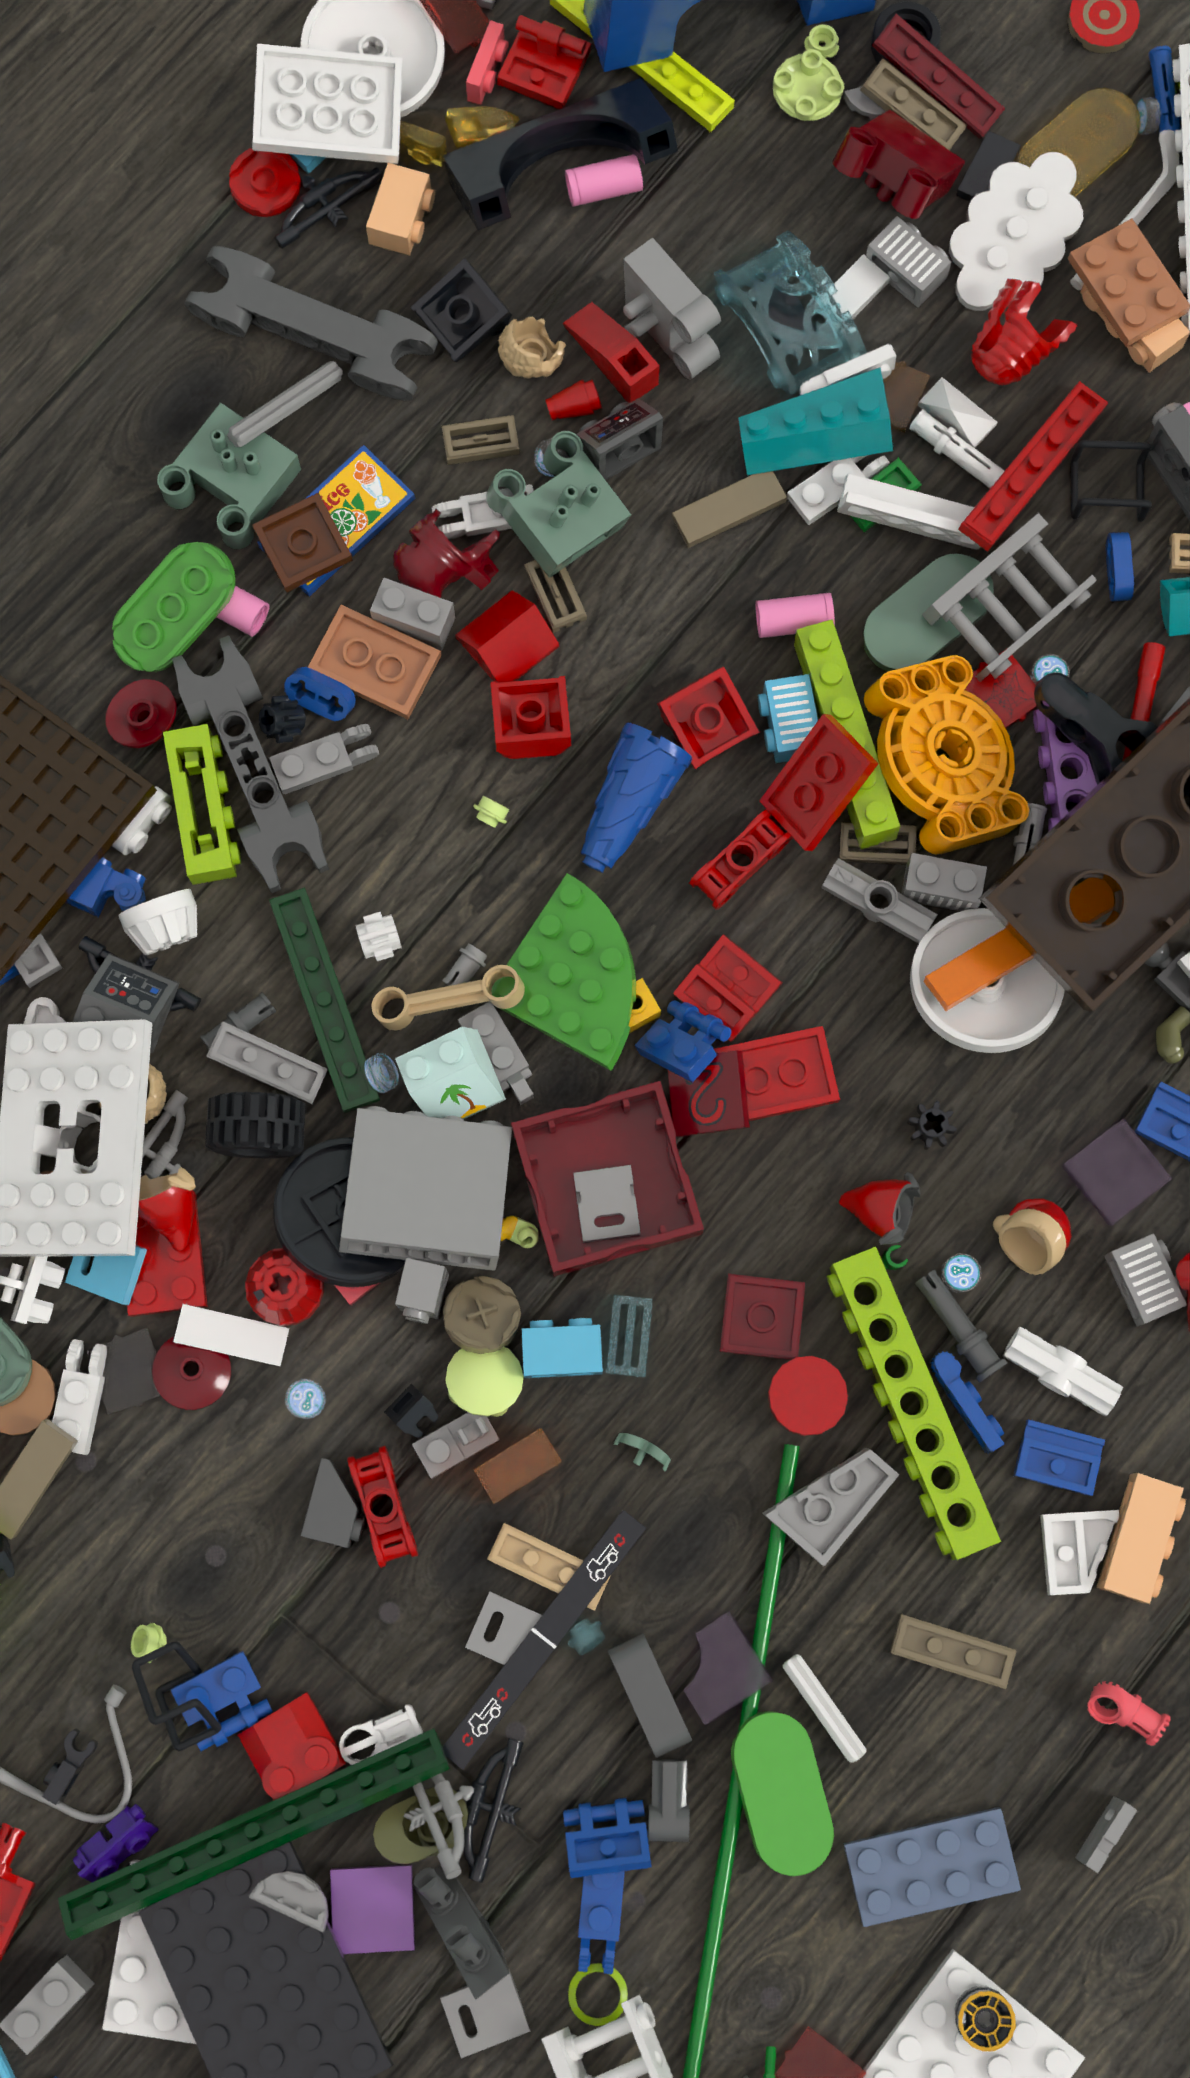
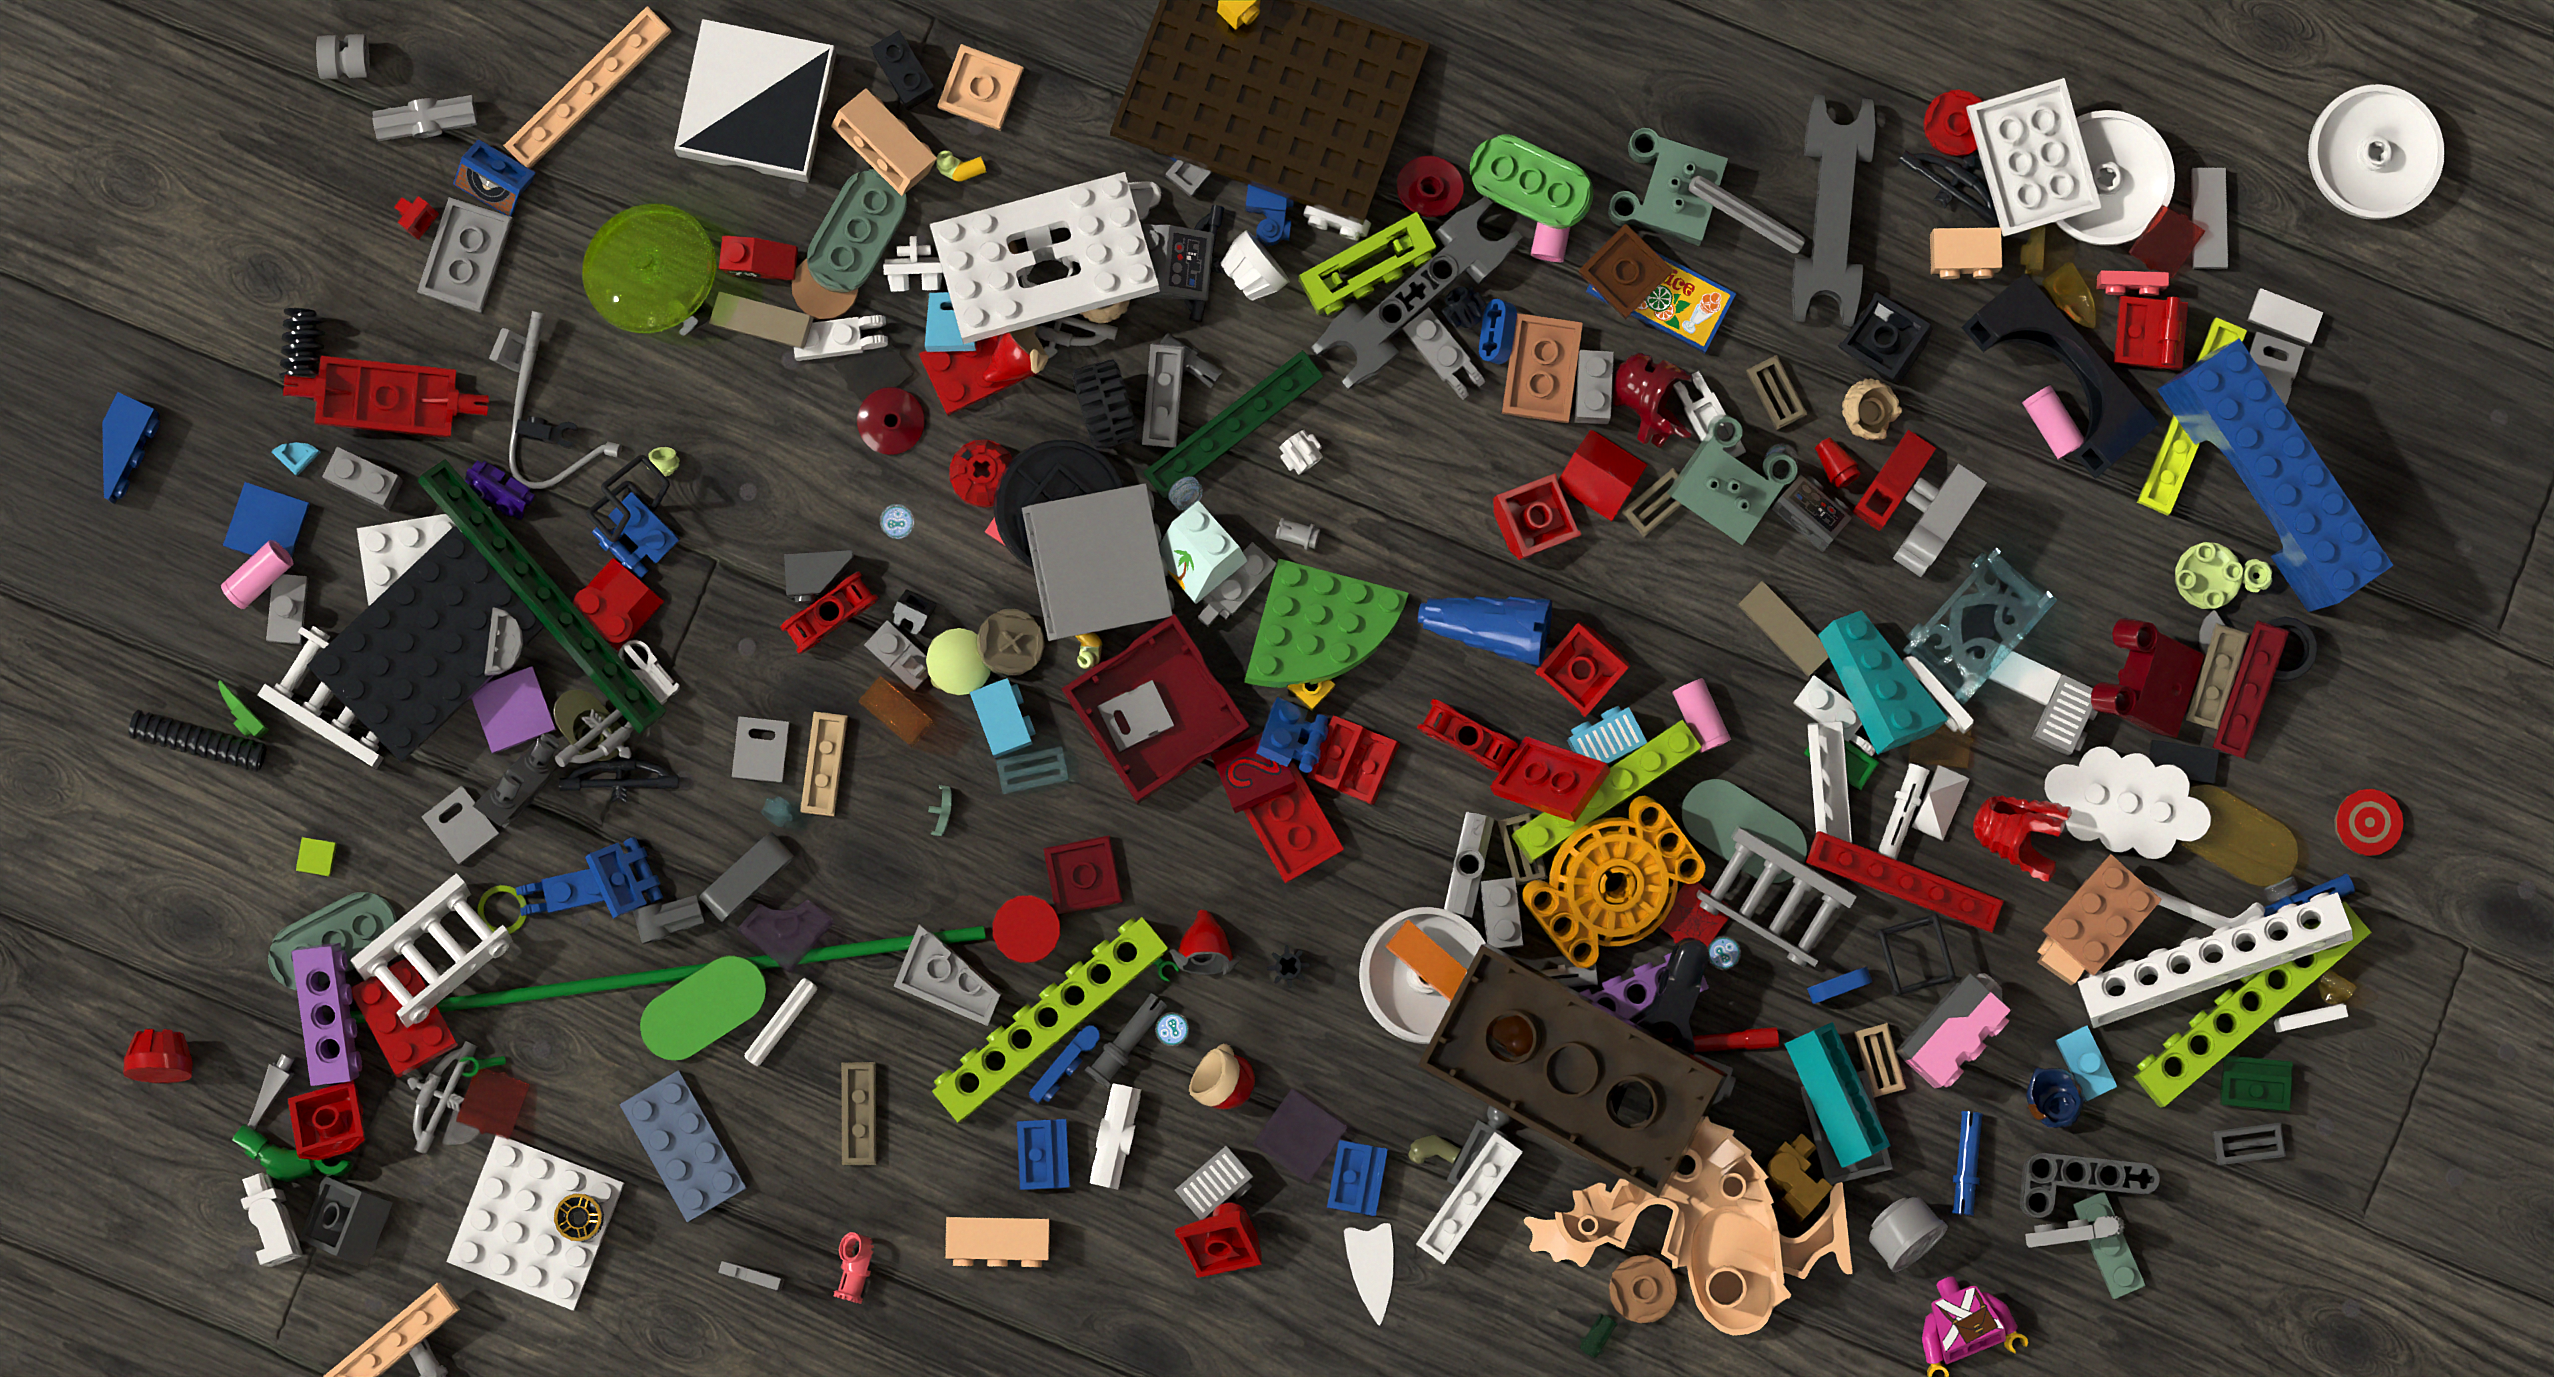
camera: 70 degrees right, 5 degrees up
(231, 1335) = (929, 443): white sticker -> none
(421, 1290) = (1012, 586): light grey brick -> none
(448, 997) = (1266, 527): tan piece -> none
(491, 812) = (1442, 511): yellowish green plate -> none
(542, 1639) = (765, 777): black sticker -> none
(1074, 1548) = (973, 1188): white wing -> none

